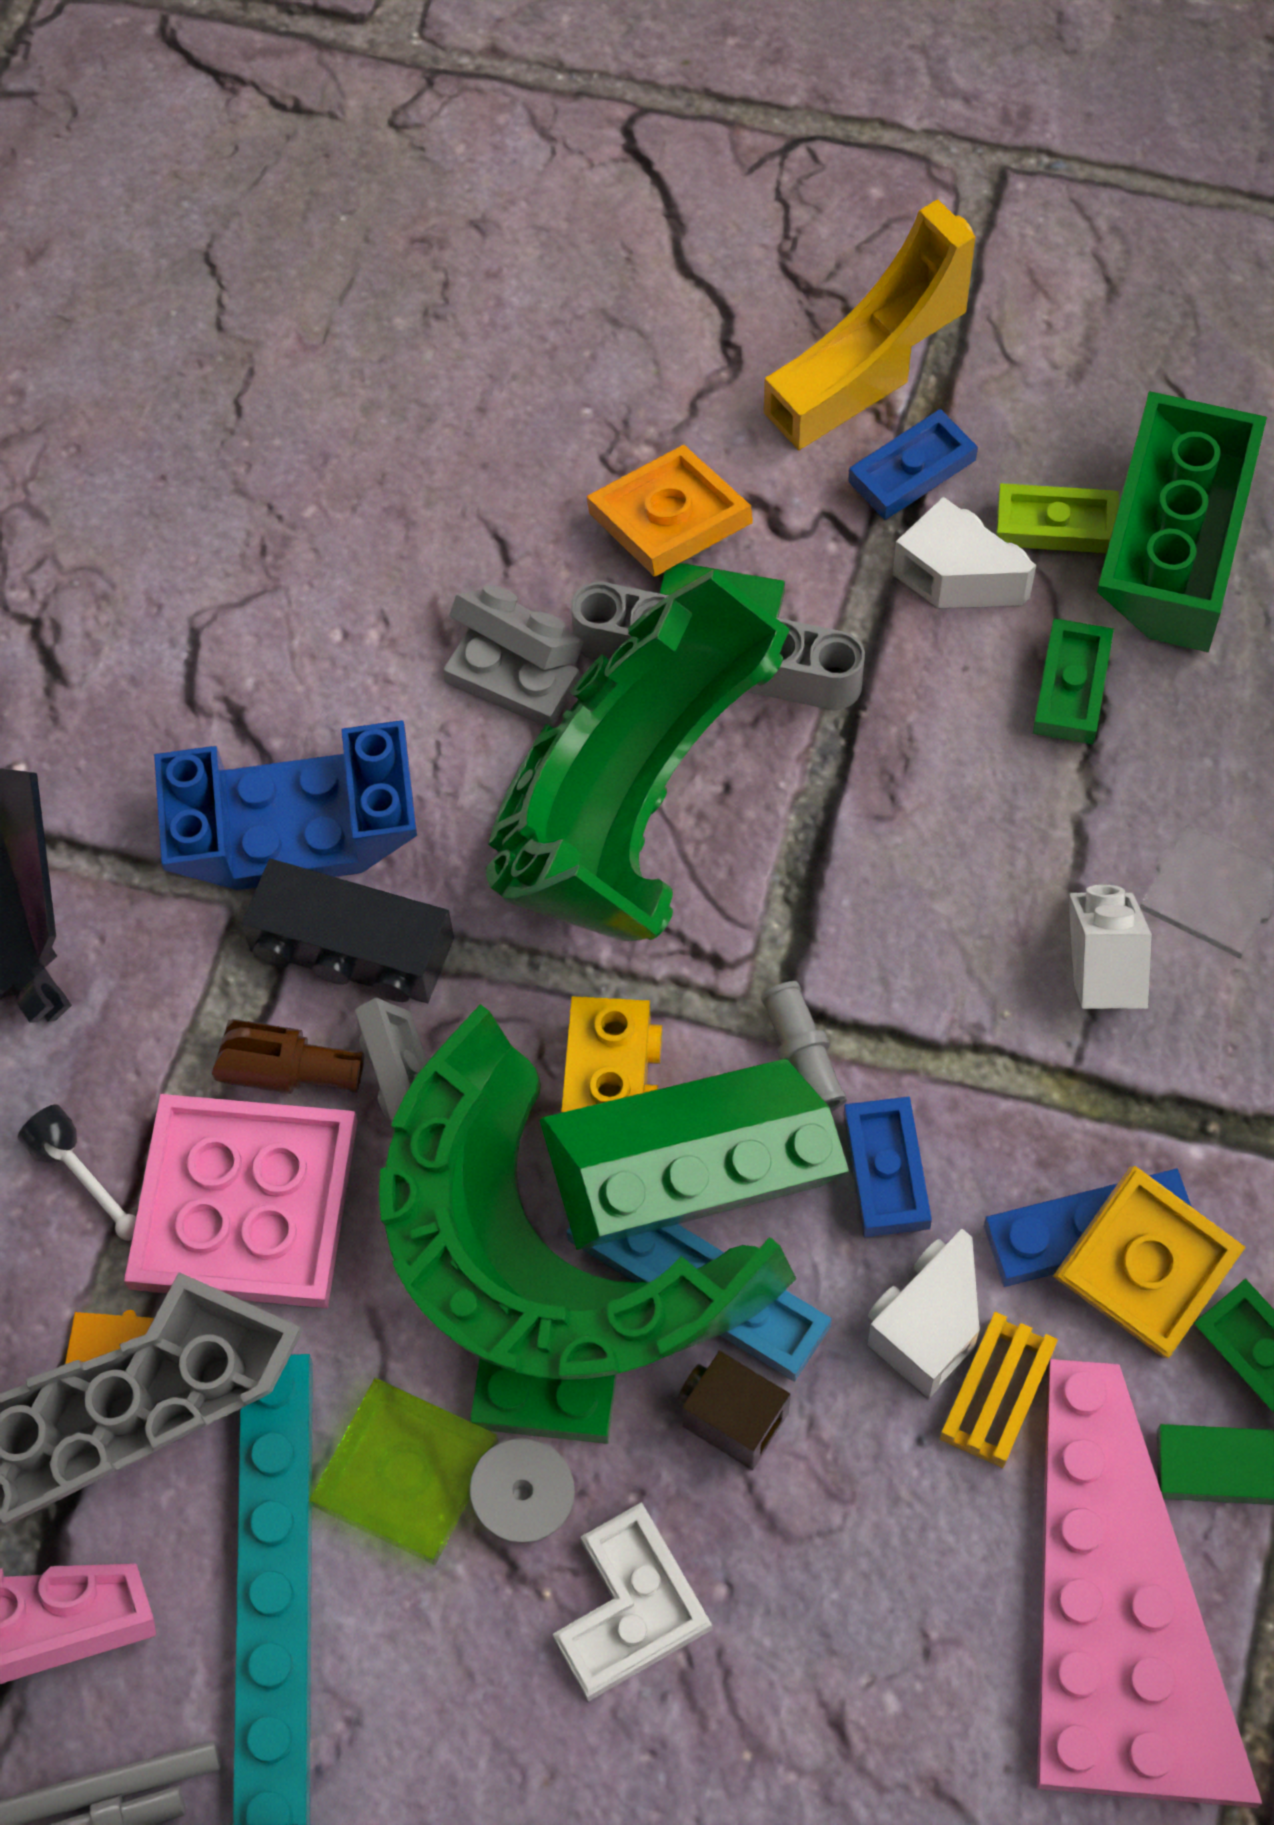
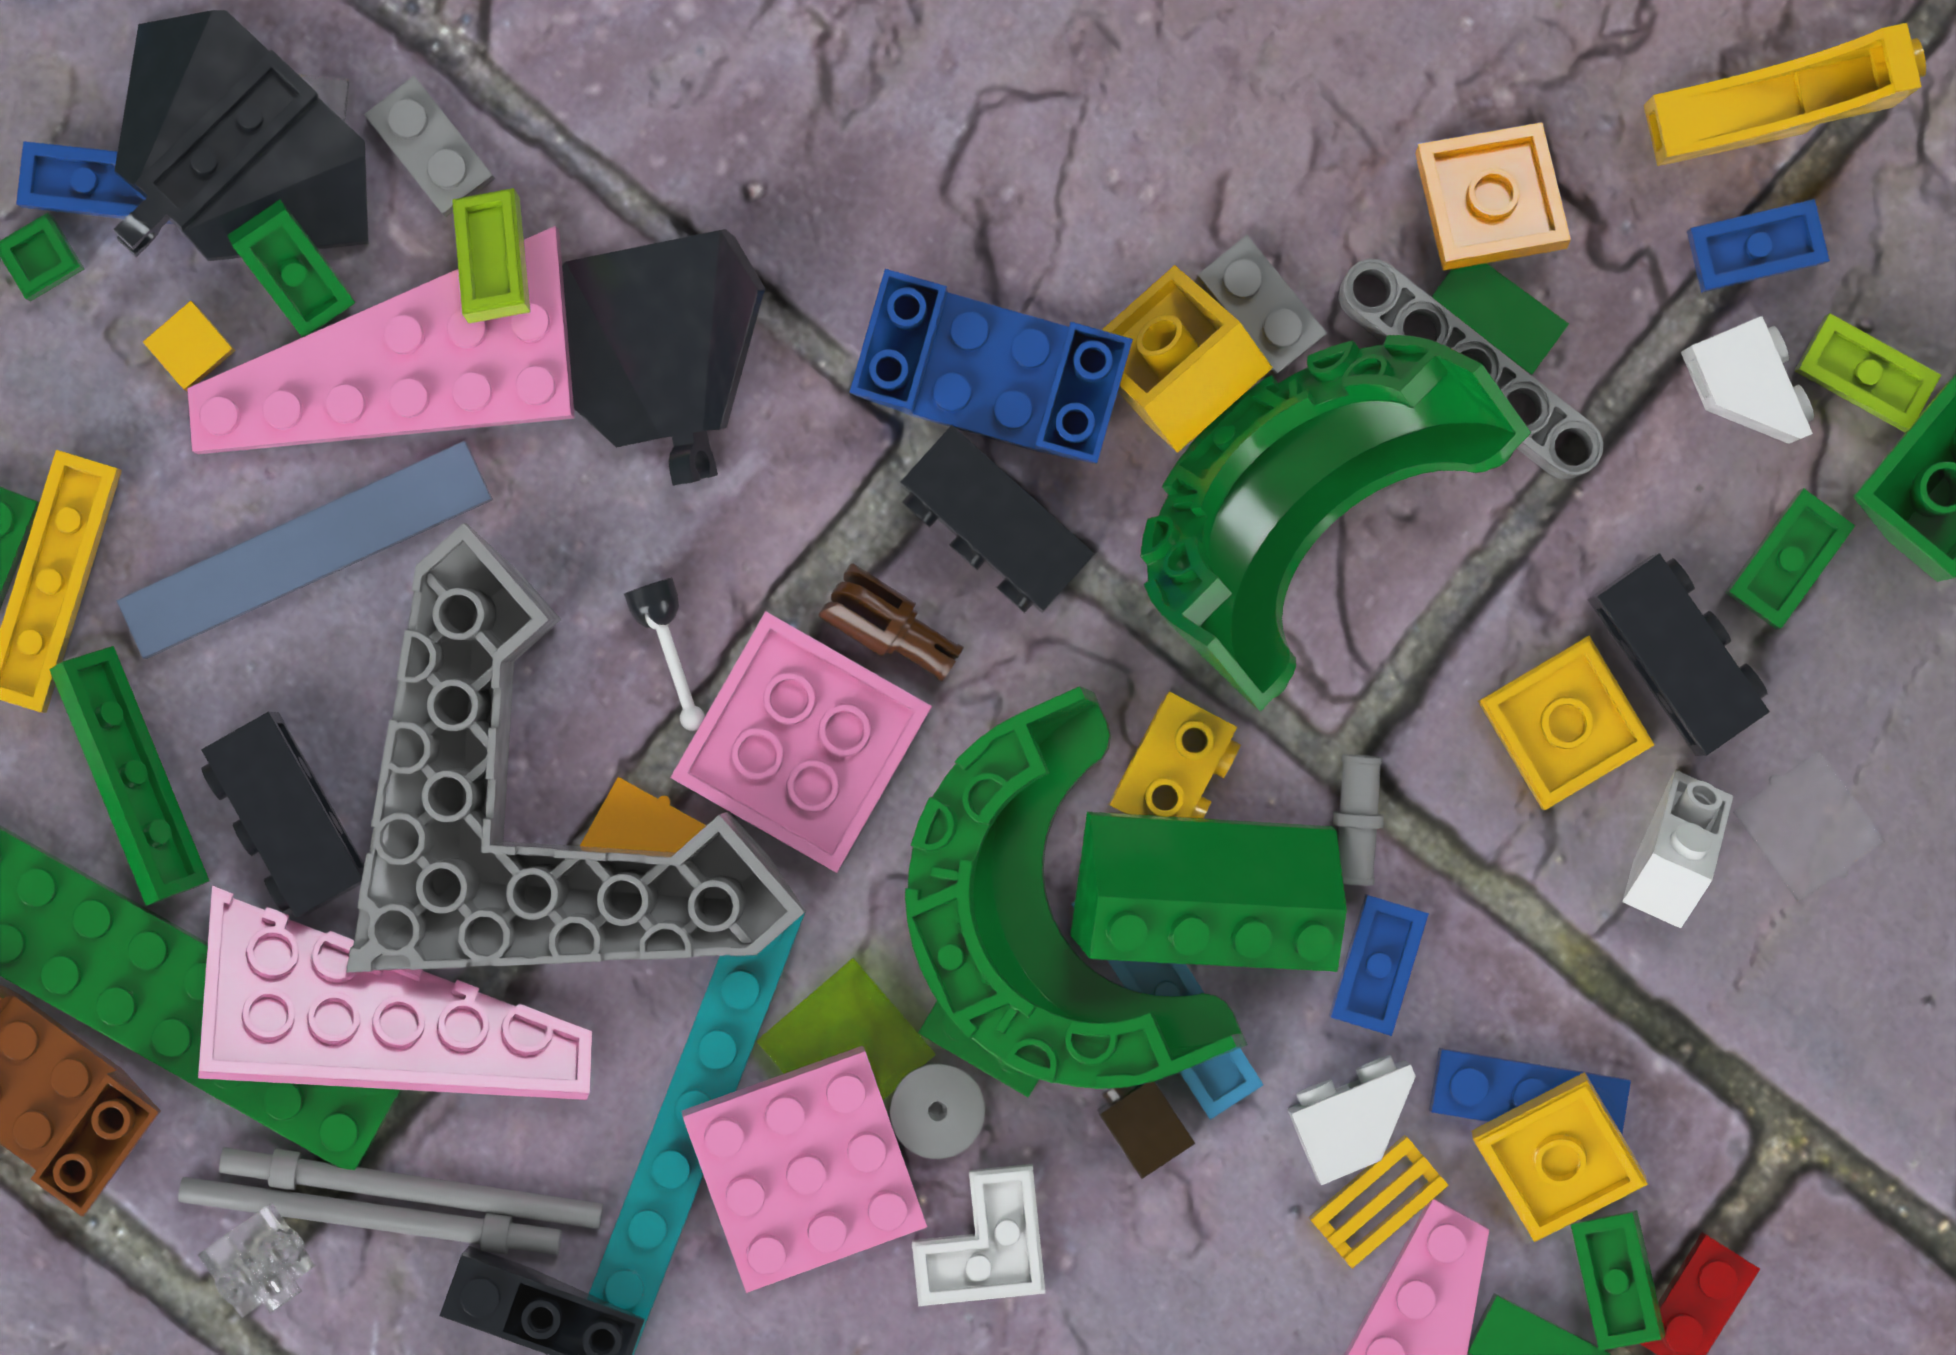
camera: 20 degrees right, 25 degrees up
(393, 1048) = (991, 674): light grey plate -> none
(408, 1603) = (804, 1169): none -> bright pink plate
(465, 734) = (1184, 358): none -> yellow slope
(529, 634) = (1286, 265): light grey plate -> none
(950, 894) = (1566, 723): none -> yellow tile
(1019, 790) = (1681, 653): none -> black brick

